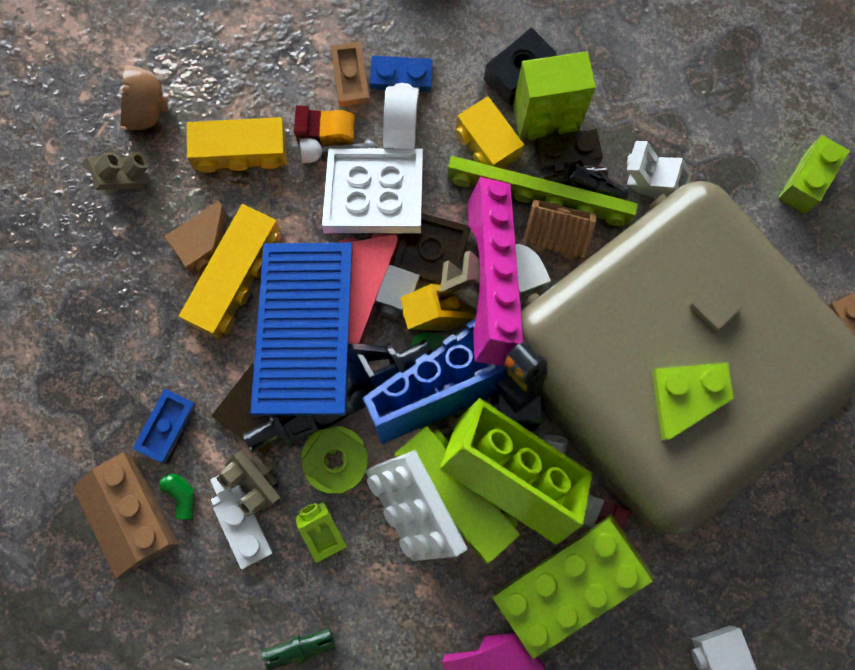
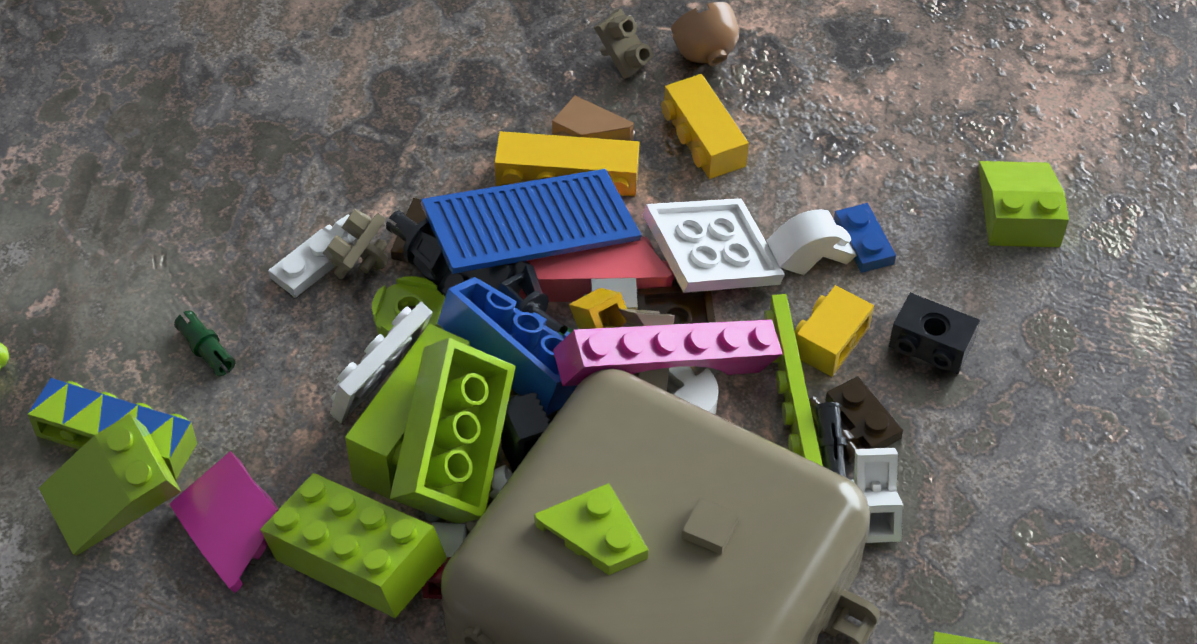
camera: 70 degrees right, 25 degrees down
(124, 514) = (292, 167): medium nougat slope -> none
(164, 426) = (387, 166): blue plate -> none
(180, 491) = (327, 201): green arm -> none
(312, 150) = (732, 186): white hinge -> none
(319, 531) = (329, 319): lime bracket -> none
(326, 127) = (761, 185): leg -> none
(350, 74) = (836, 190): medium nougat plate -> none
(523, 376) = (556, 388): black leg -> none
(553, 95) = (901, 351): lime brick -> none
(559, 229) = (760, 409): medium nougat brick -> none

